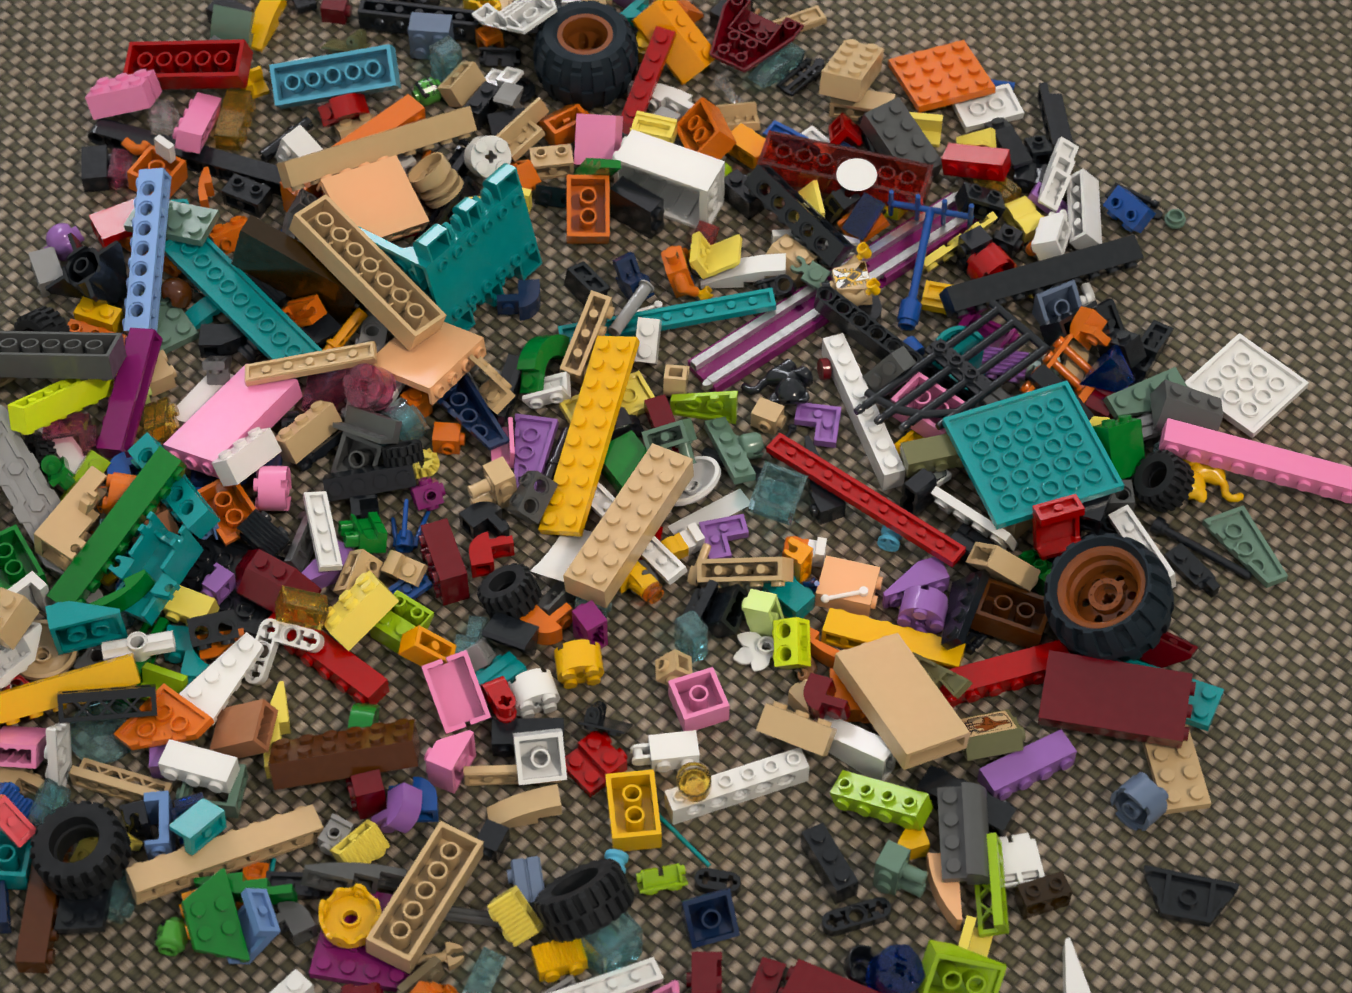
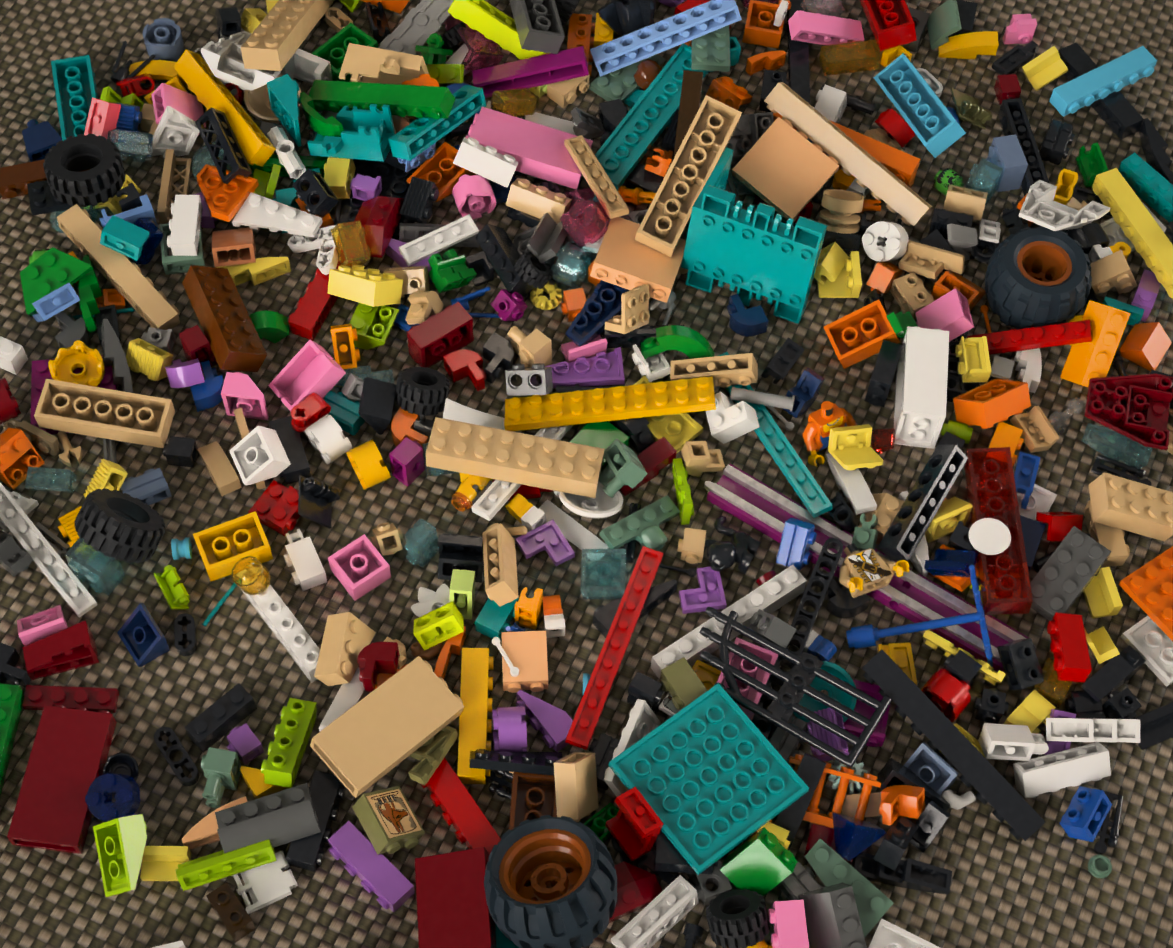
camera: 70 degrees right, 5 degrees up
(800, 329) = (796, 543): none -> brick
(863, 848) = (245, 743): none -> medium lavender brick

